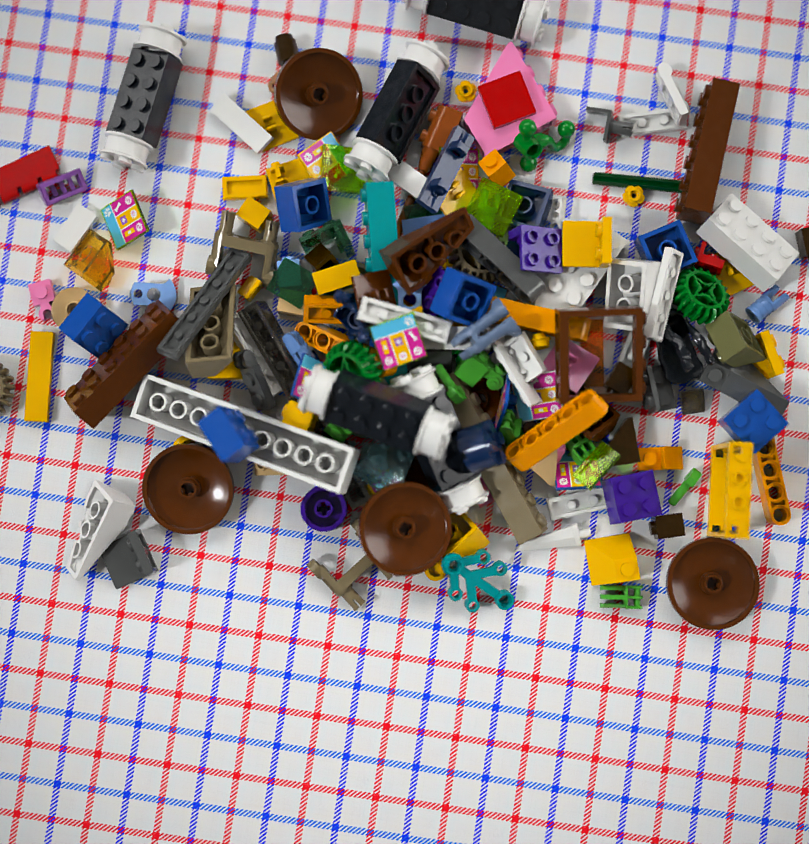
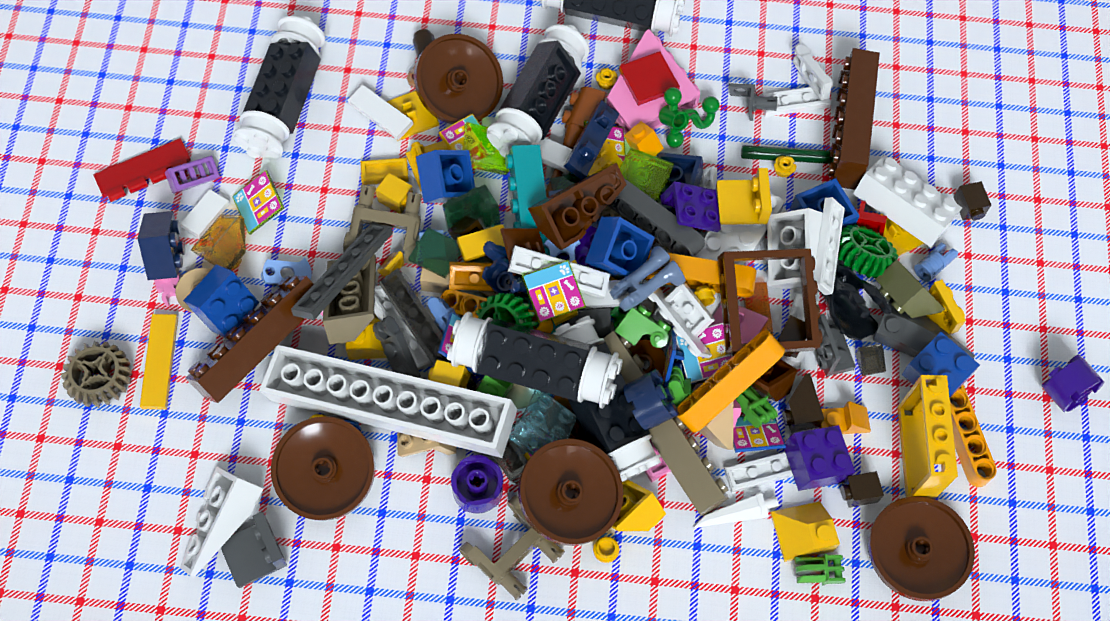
camera: 10 degrees left, 20 degrees down
(35, 268) = (161, 245): none -> dark blue brick
(229, 434) = (371, 389): blue brick -> none
(454, 392) = (612, 343): bright green bar -> none
(474, 578) = (651, 553): teal plant -> none
(596, 465) = (777, 423): clear neon green tile -> none
(689, 481) = (875, 447): bright green bar -> none

